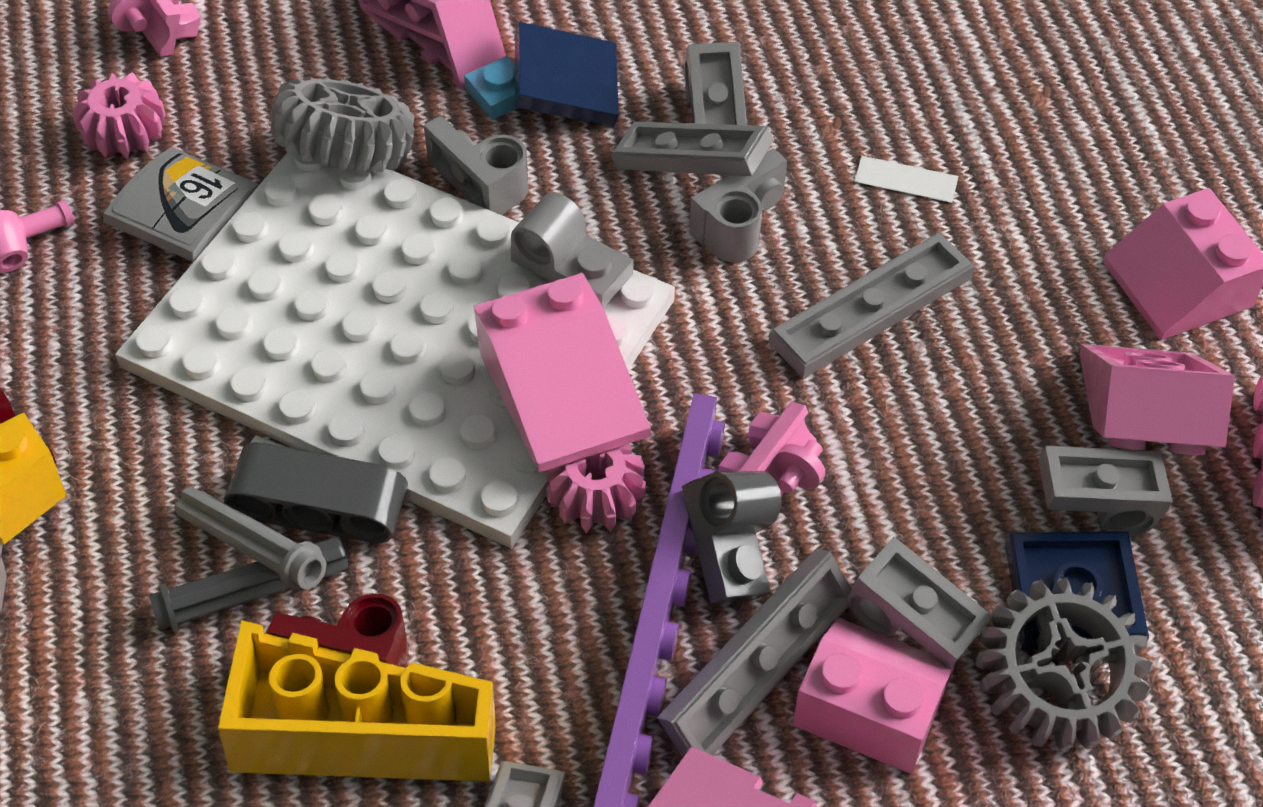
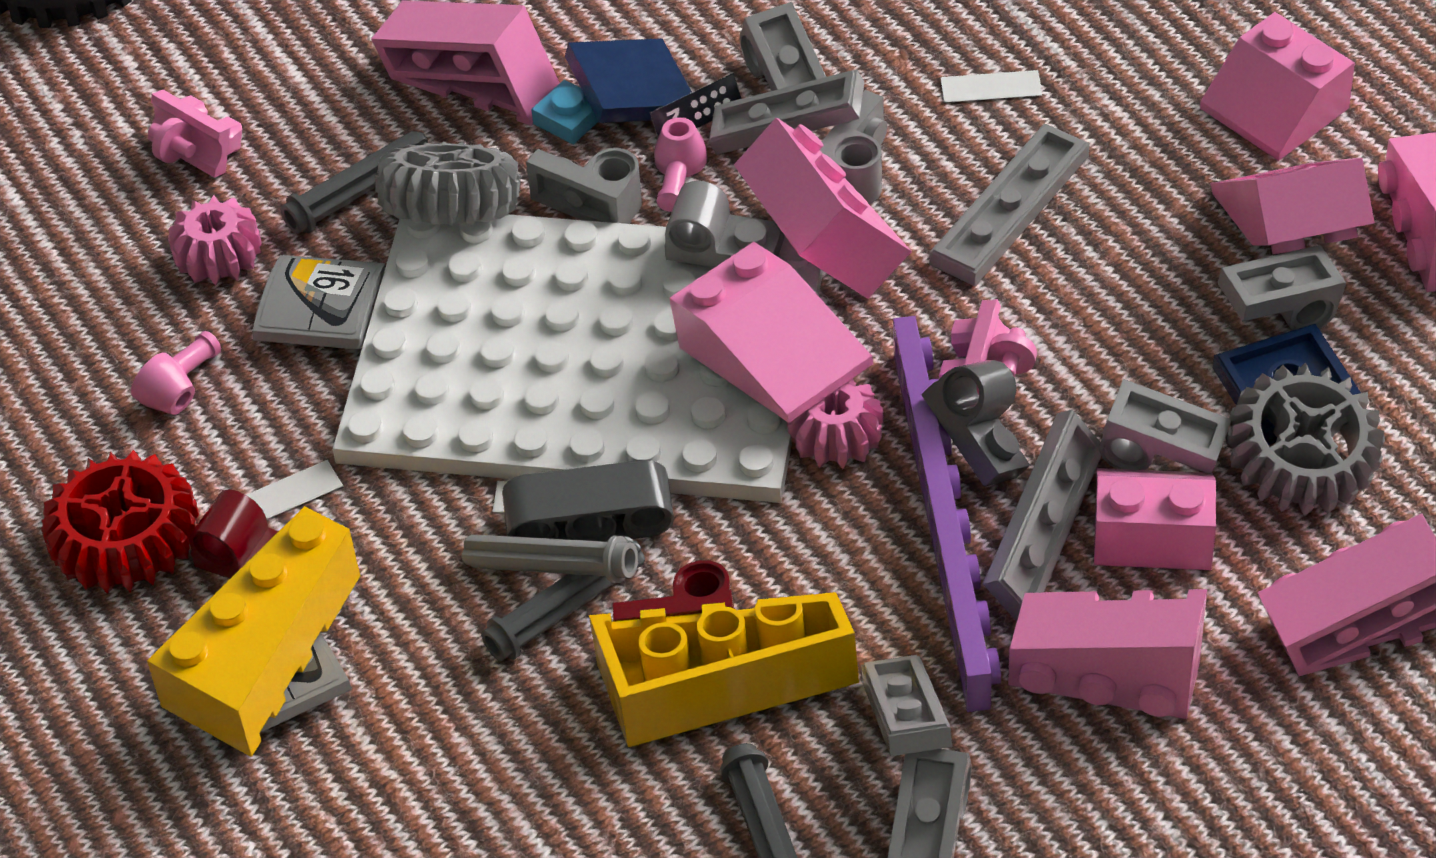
camera: 15 degrees left, 5 degrees down
(59, 384) = (296, 489): none -> white sticker
(255, 100) = (312, 206): none -> dark grey axle
(579, 159) = (678, 155): none -> bright pink bar
(612, 119) = (699, 104): none -> black sticker
(672, 257) = (820, 208): none -> bright pink wedge

